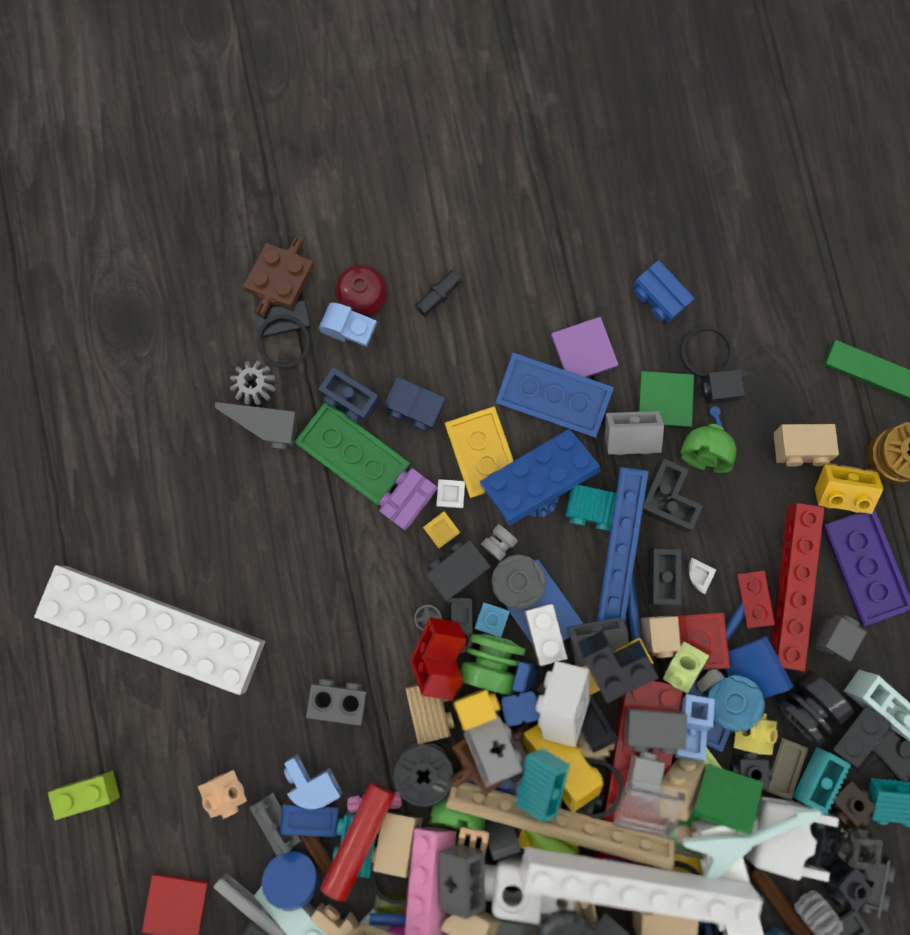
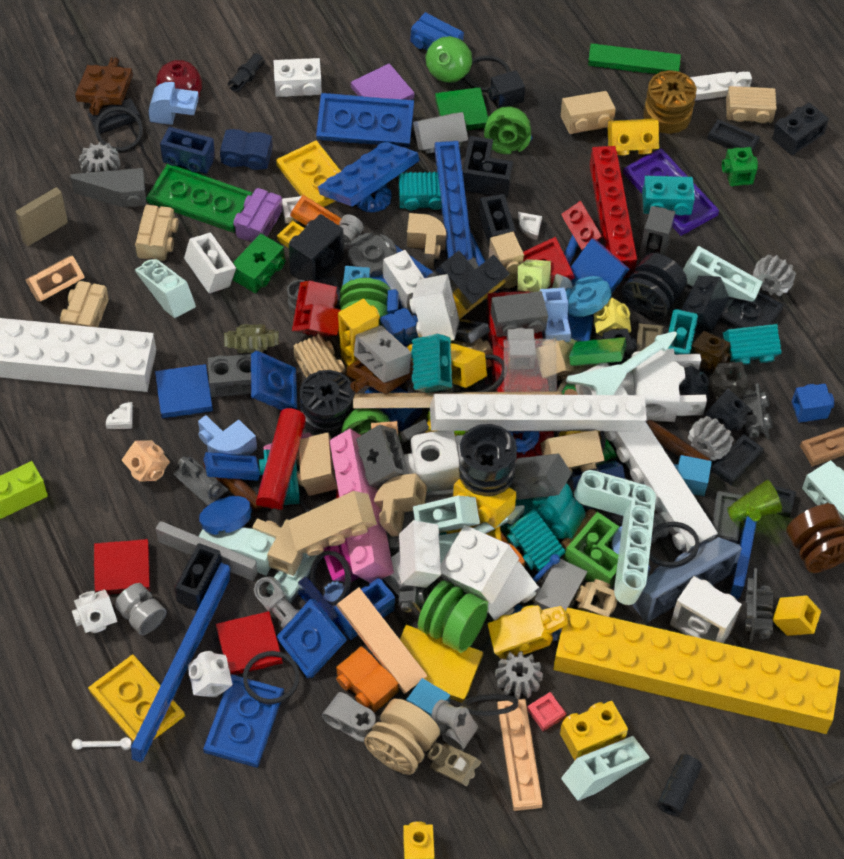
camera: 15 degrees left, 25 degrees down
(172, 453) = (41, 216): none -> dark tan tile
(173, 536) = (55, 278): none -> light nougat brick
(198, 580) = (85, 305): none -> tan brick
(211, 721) = (121, 418): none -> white tile
(281, 705) = (183, 391): none -> blue tile
(289, 569) = (166, 287): none -> light aqua slope
(293, 495) = (155, 233): none -> tan brick
(340, 555) = (209, 262): none -> white brick
(360, 669) = (251, 338): none -> olive gear
(374, 729) = (273, 381): none -> blue tile
(398, 549) = (258, 263): none -> green brick
(470, 515) = (308, 210): none -> orange tile
(493, 315) = (297, 77): none -> white brick
(588, 567) = (426, 233): none -> tan brick
(668, 333) = (448, 59): none -> bright green cylinder
(864, 585) = (668, 193): none -> teal brick

